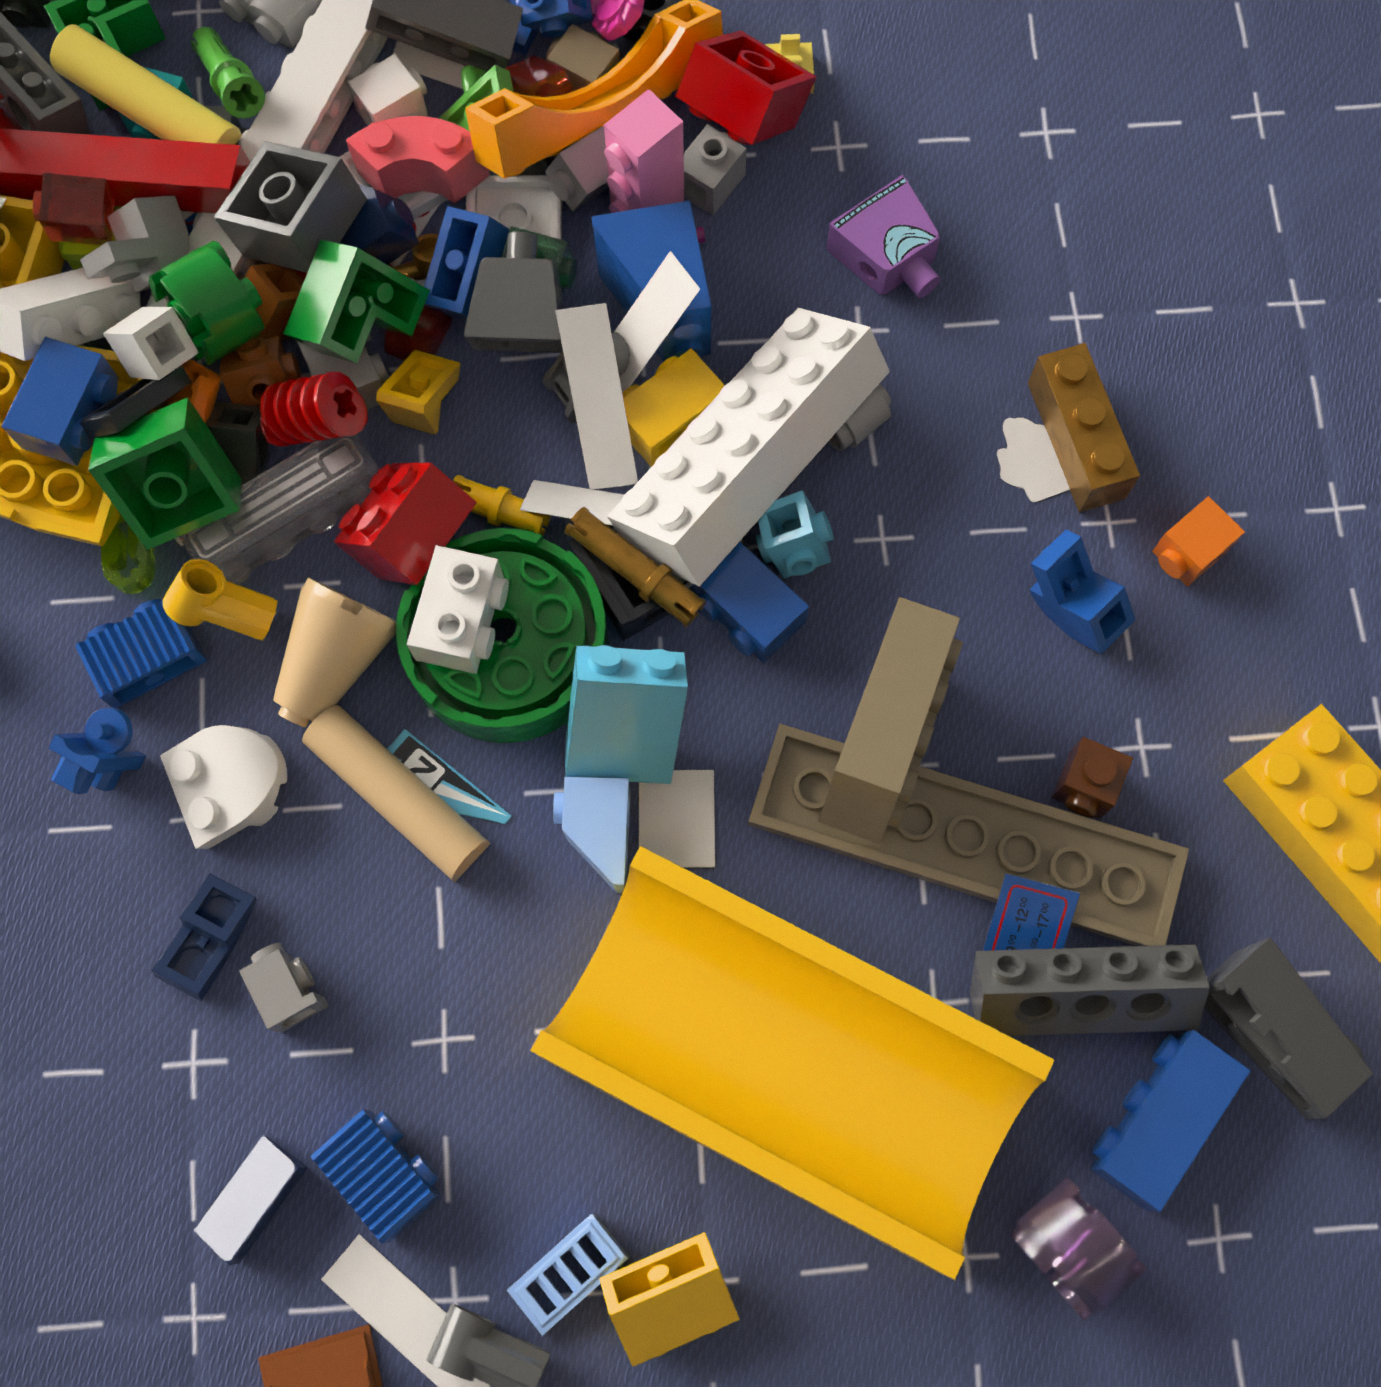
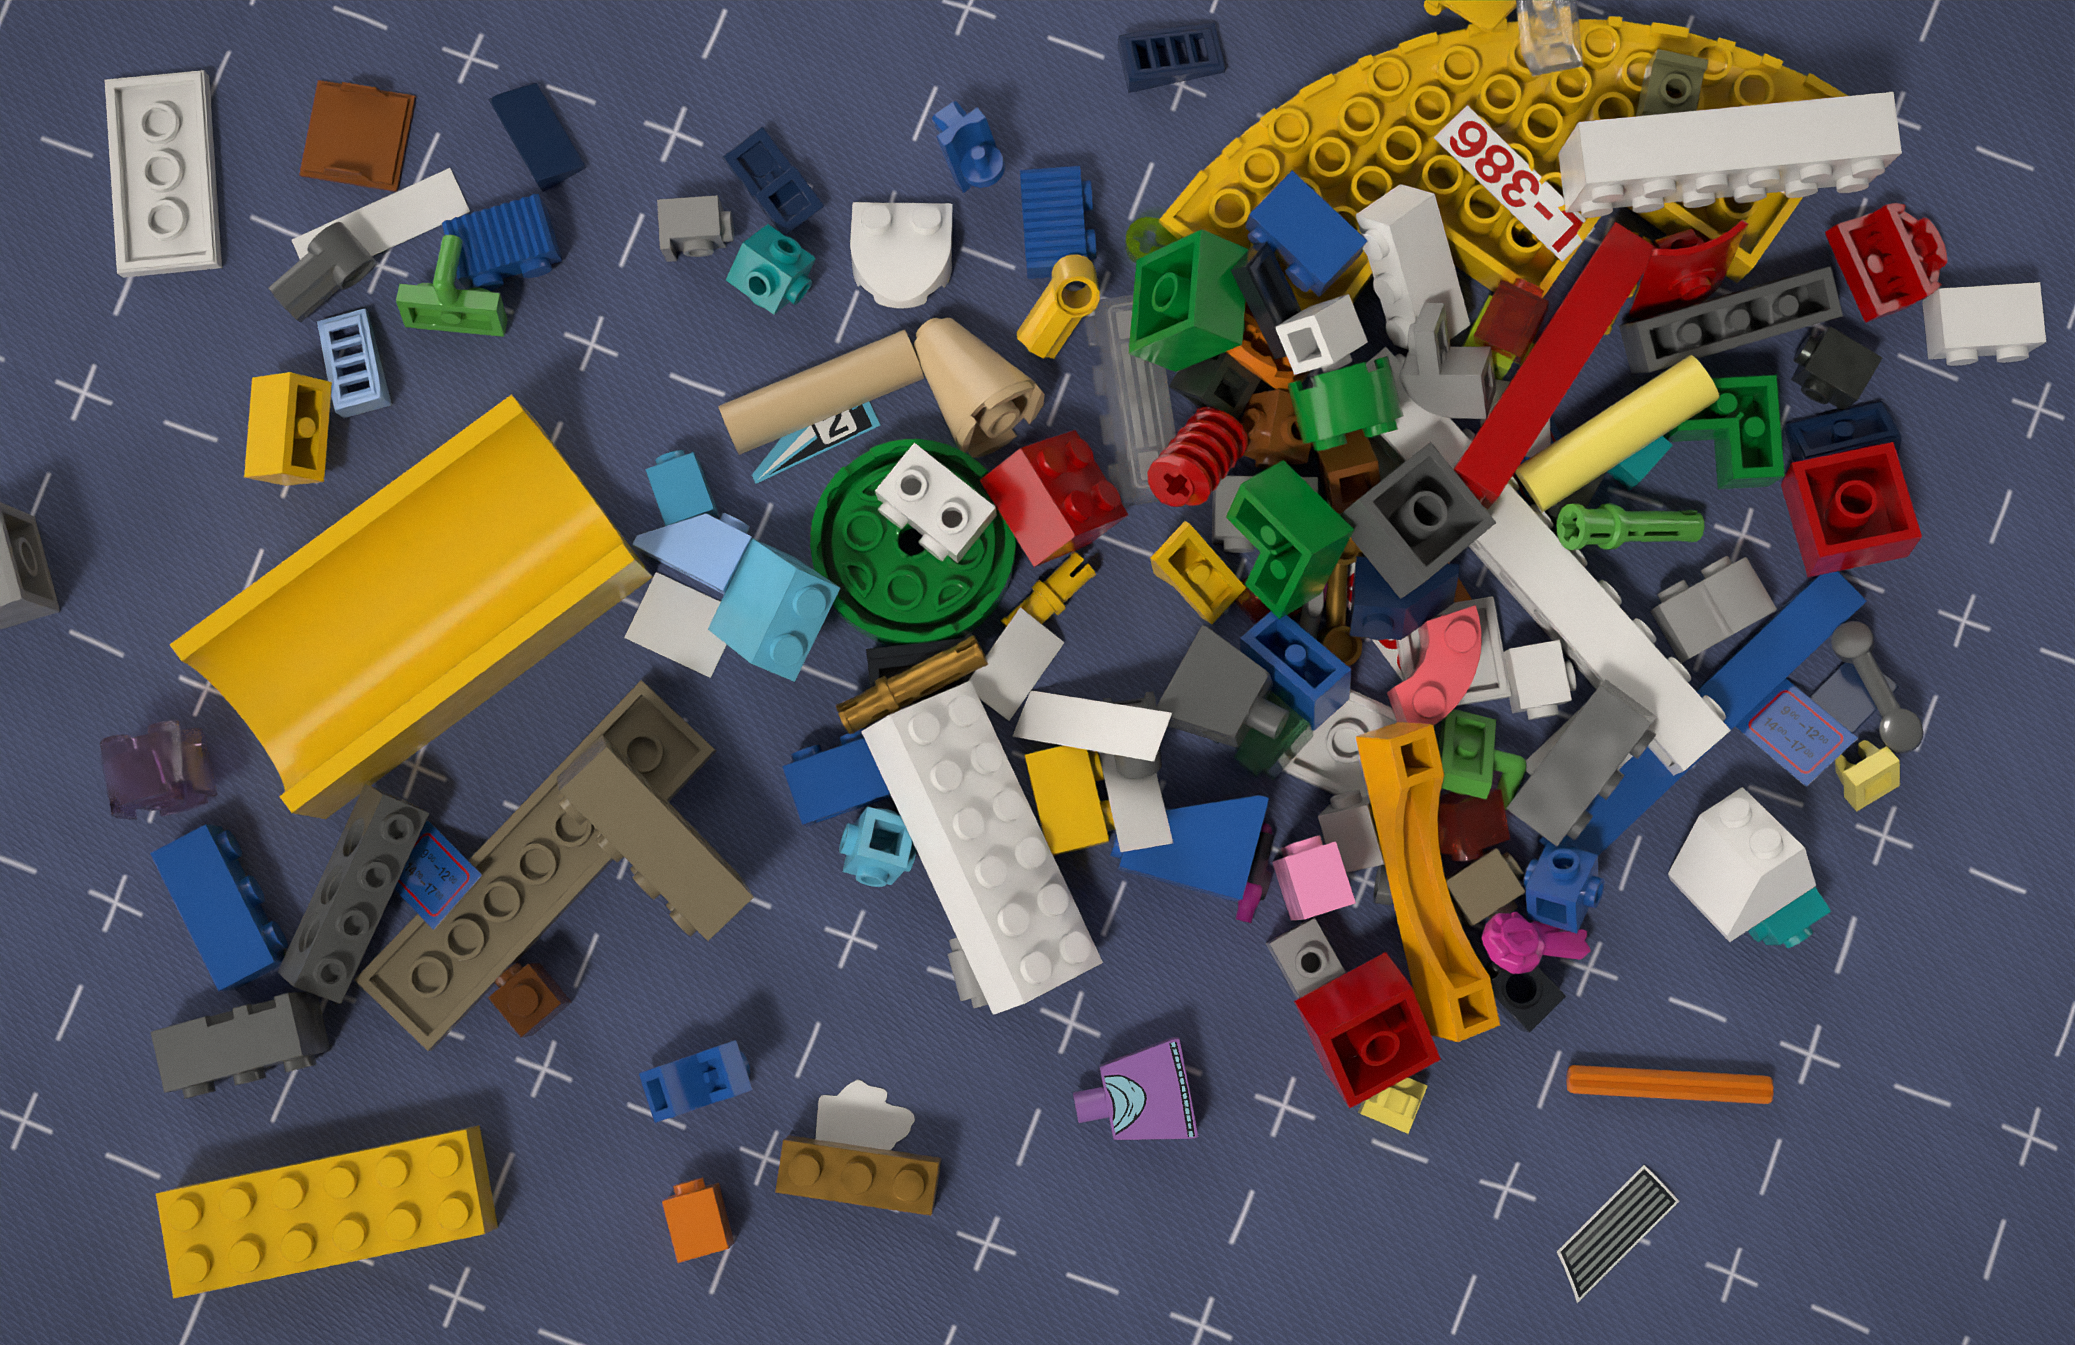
camera: 115 degrees right, 10 degrees up
(294, 886) = (771, 270): none -> teal brick
(464, 1190) = (451, 309): none -> bright green plate
(550, 871) = (681, 487): none -> dark azure brick

